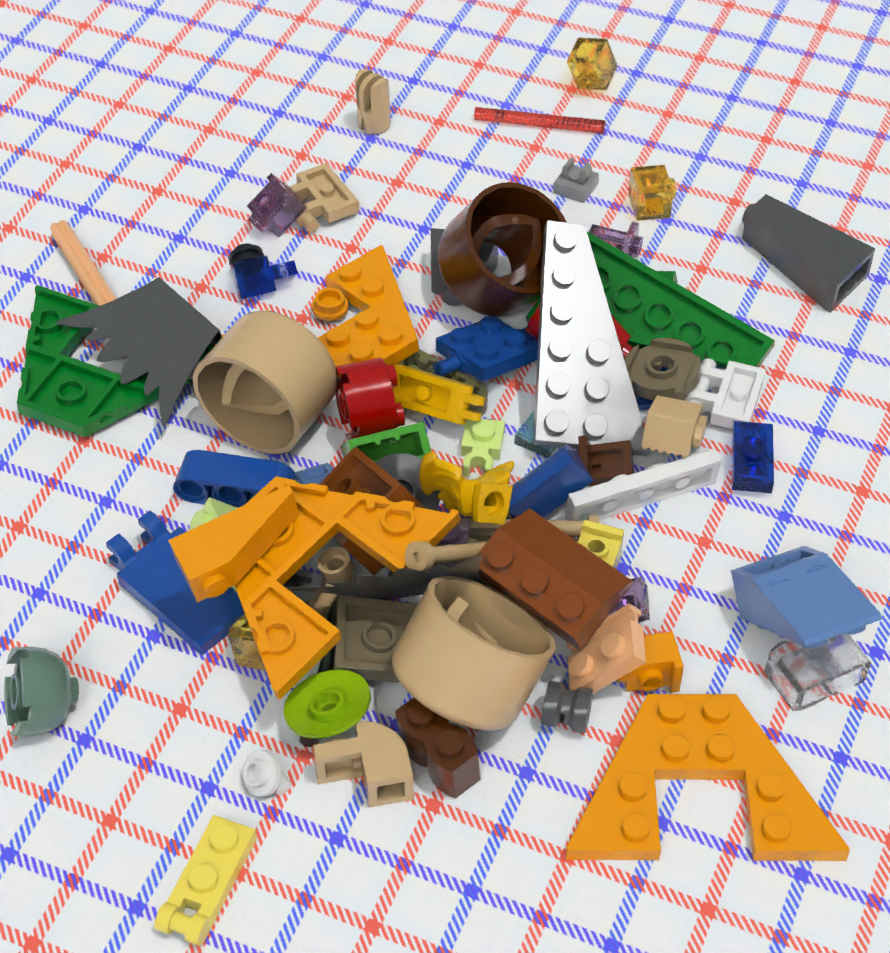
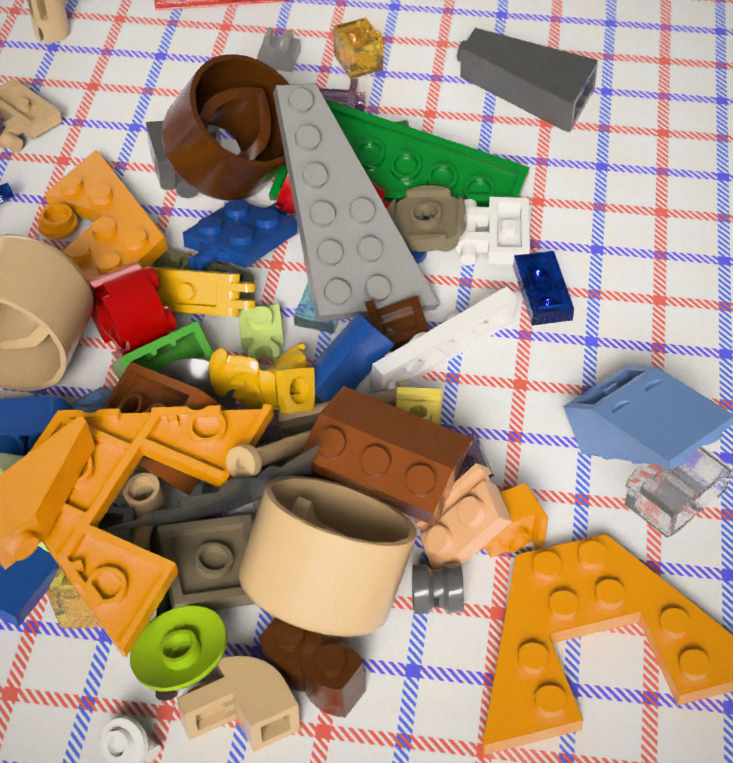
camera: 15 degrees left, 0 degrees up
(674, 426) = (459, 272): tan brick -> none

